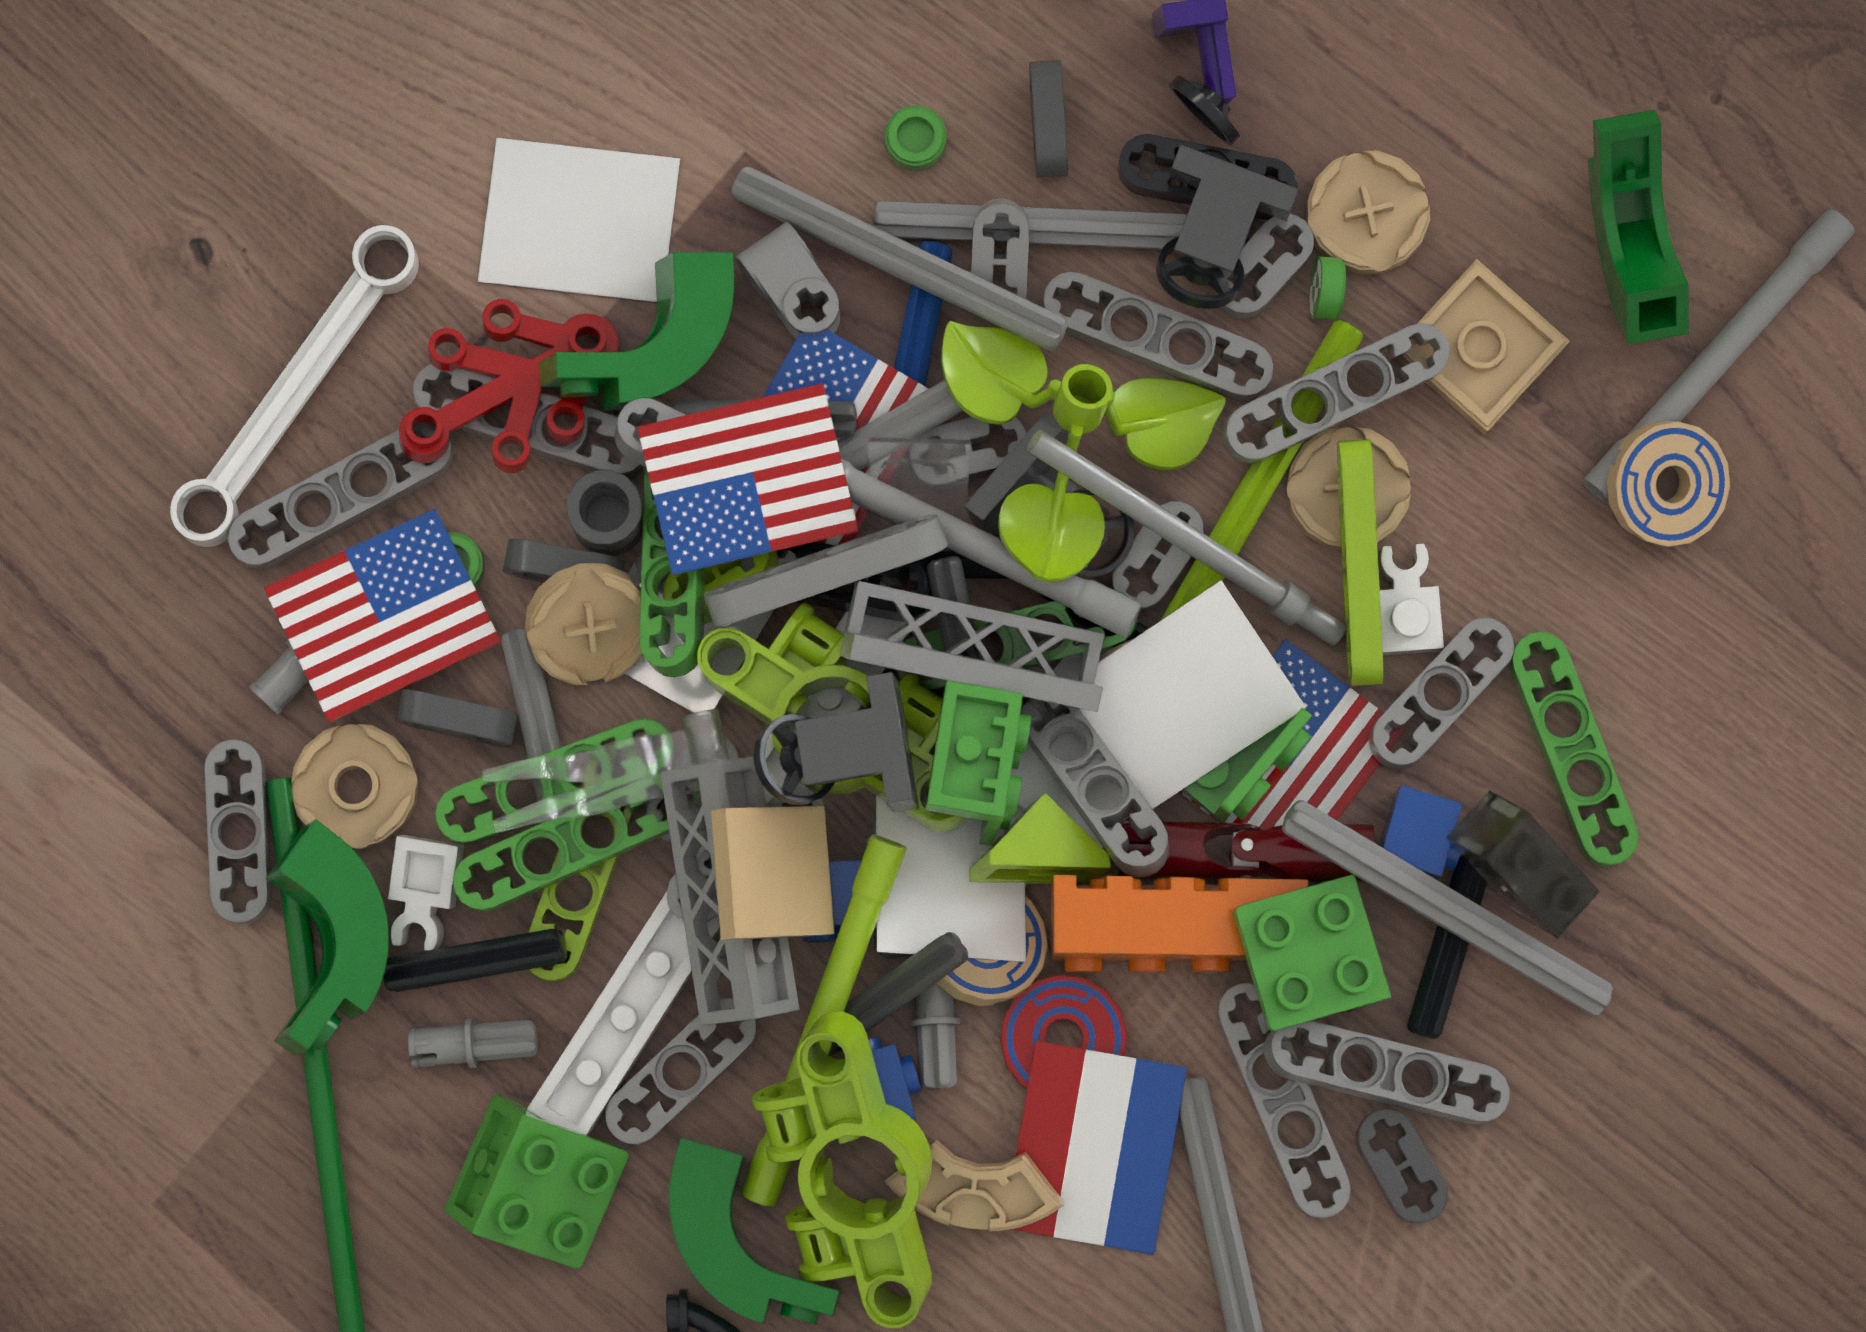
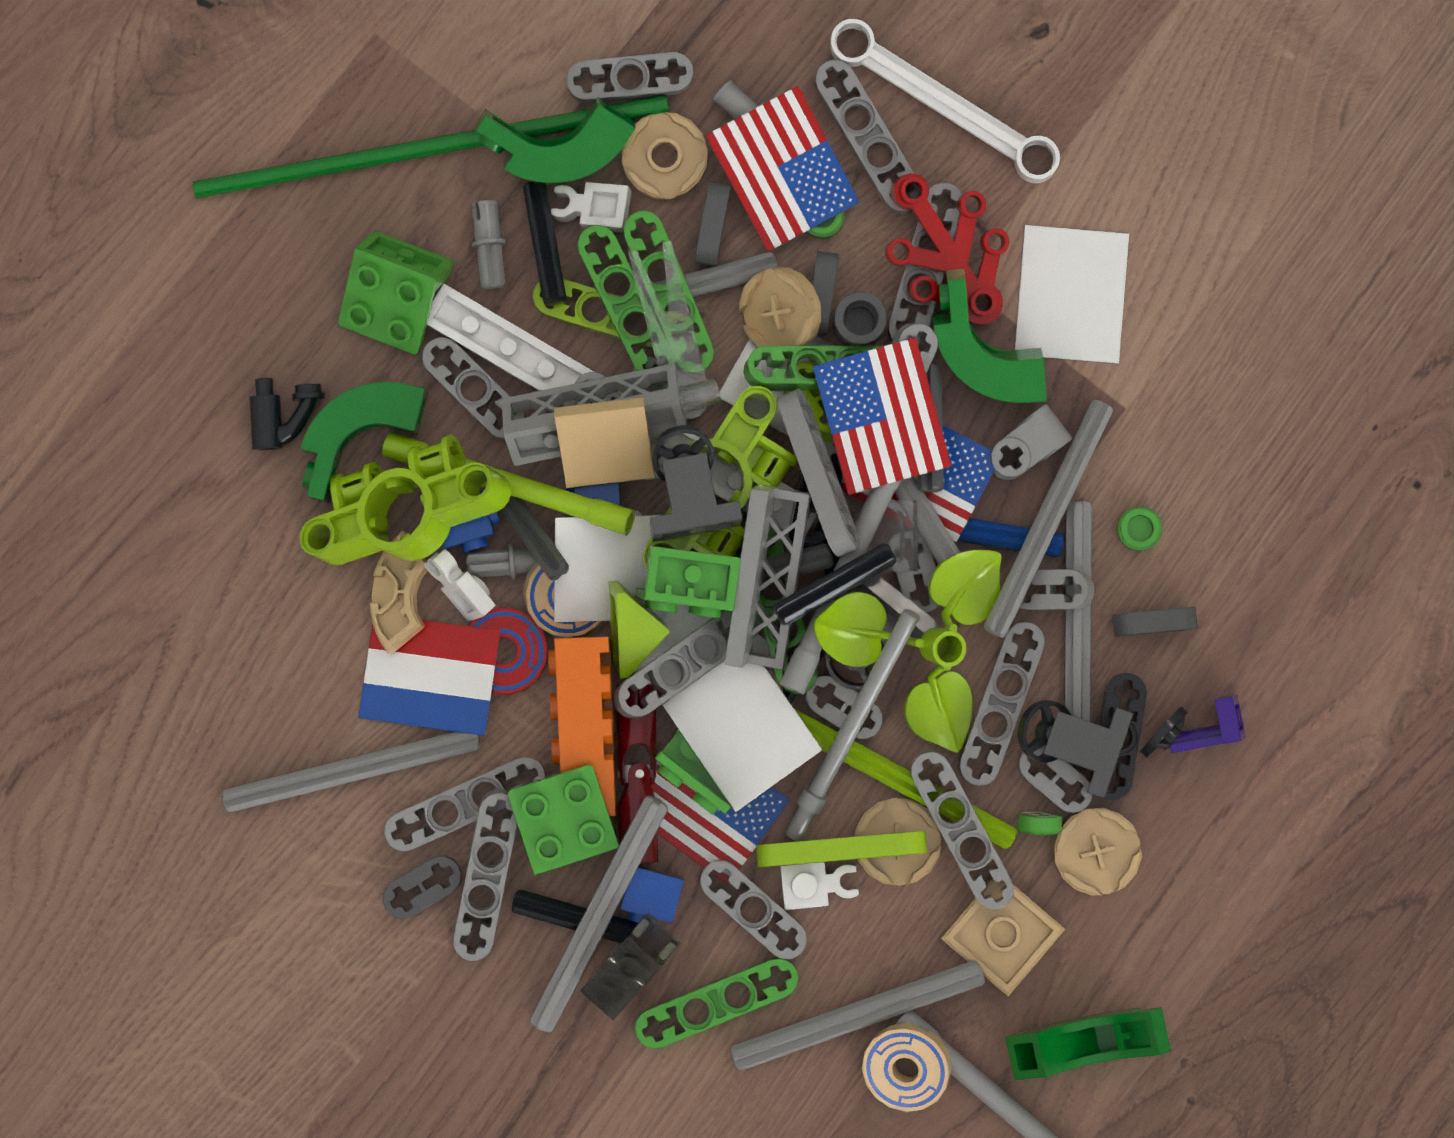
camera: 85 degrees right, 5 degrees up
(975, 1092) = (465, 591): none -> white plate
(987, 551) = (834, 584): none -> black axle
(1594, 551) = (857, 1015): none -> light grey axle

